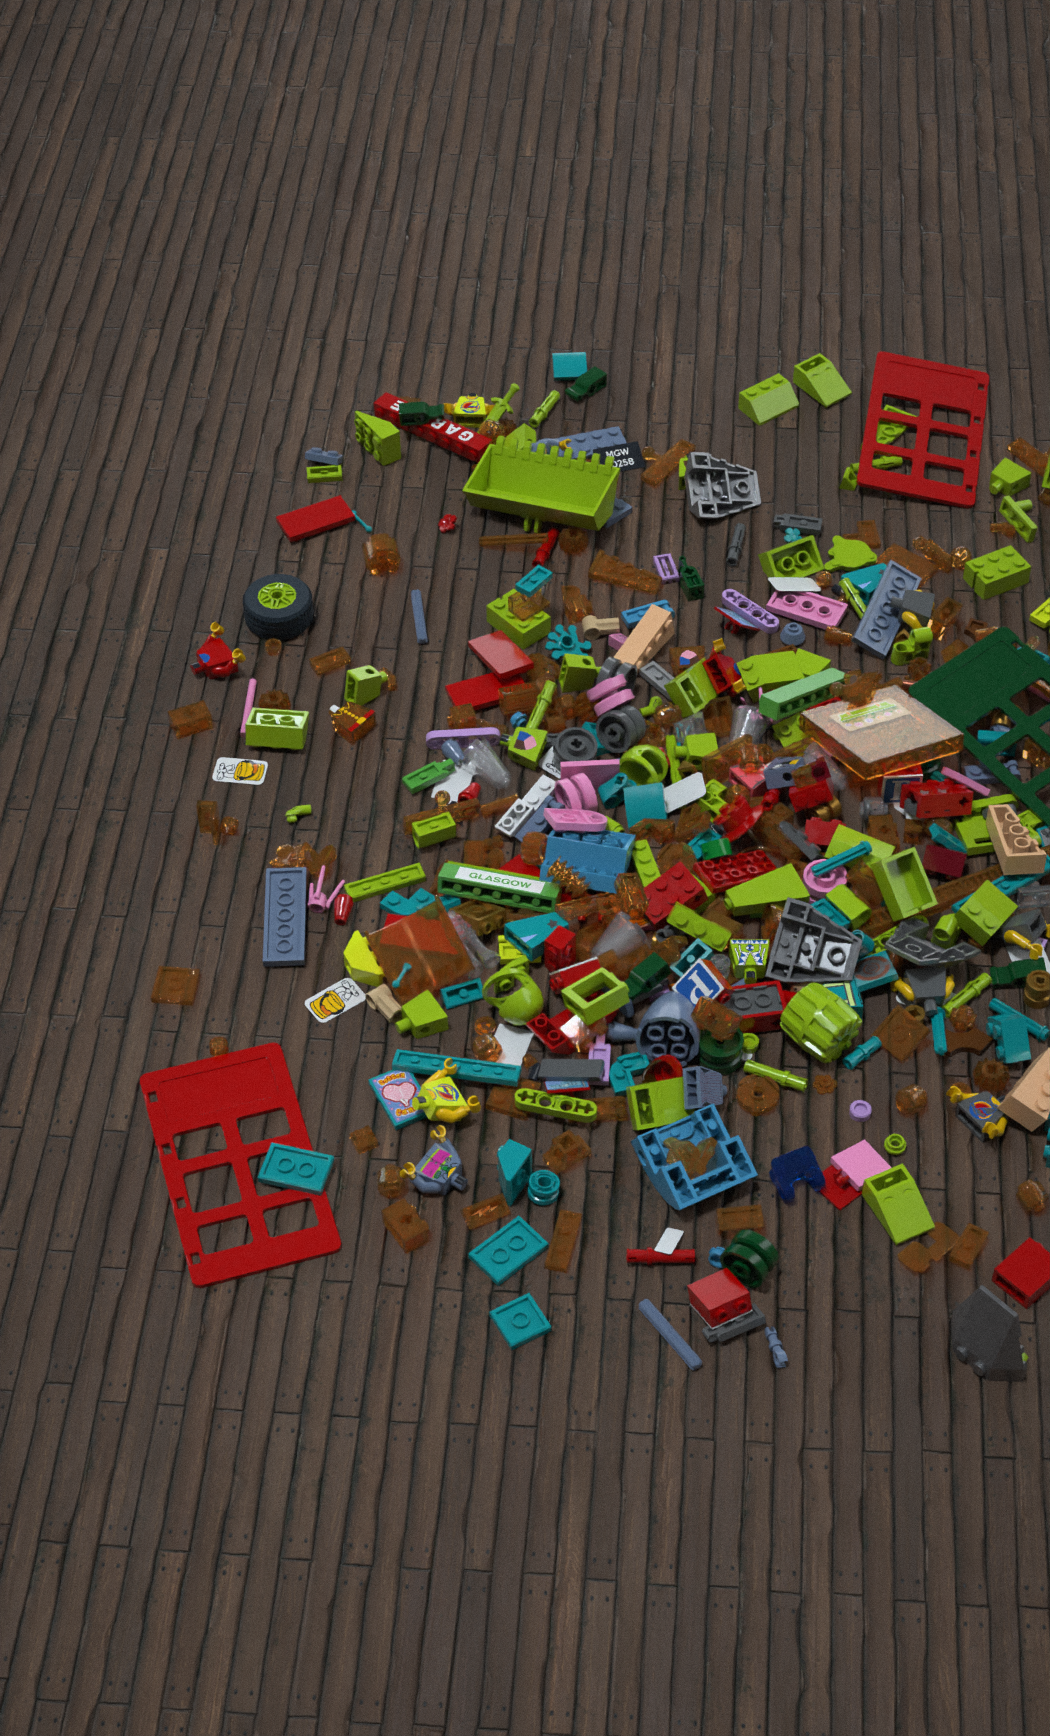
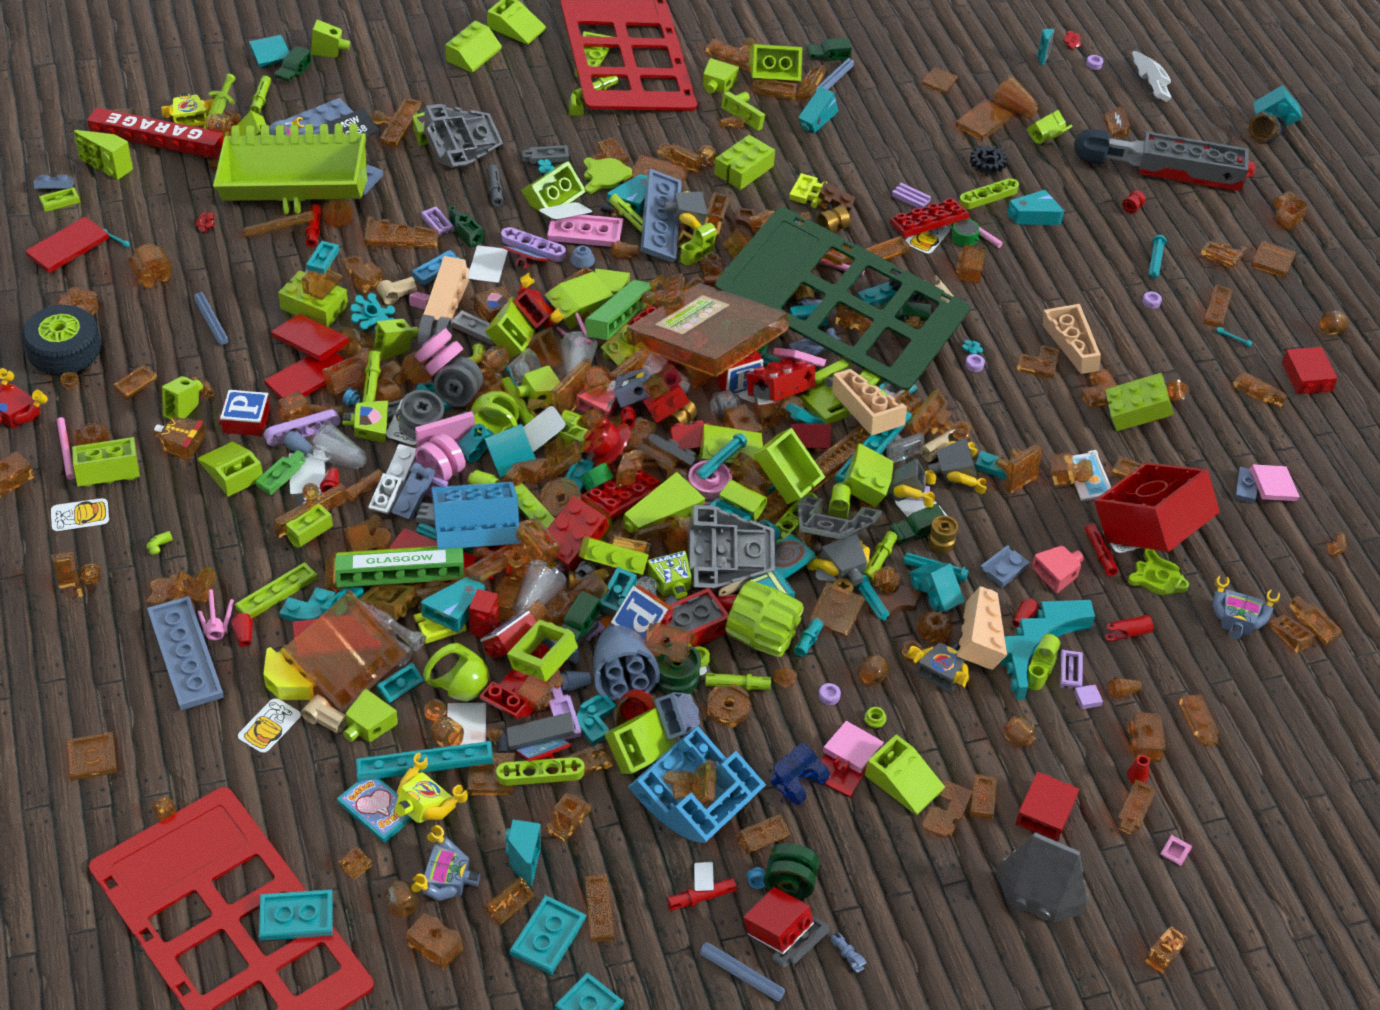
camera: 25 degrees left, 0 degrees up
(314, 571) = (86, 298): none -> clear orange plate
(386, 760) = (232, 467): none -> lime slope
(406, 968) = (334, 672): teal hinge -> none
(416, 712) = (244, 413): none -> piece
(419, 413) = (140, 120): dark green piece -> none
(508, 982) = (447, 638): lime slope -> none
(533, 848) = (420, 518): clear orange gear -> none
(543, 1187) = (559, 858): teal wheel -> none
(567, 878) = (468, 539): clear orange piece -> none
(575, 820) = (450, 481): bright pink plate -> none
(627, 366) = (327, 40): none -> lime torso
(698, 621) = (487, 263): none -> white sticker
(747, 915) = (651, 532): none -> clear orange piece
(751, 844) = (628, 466): none -> clear orange slope
(823, 578) = (592, 197): clear orange plate -> none

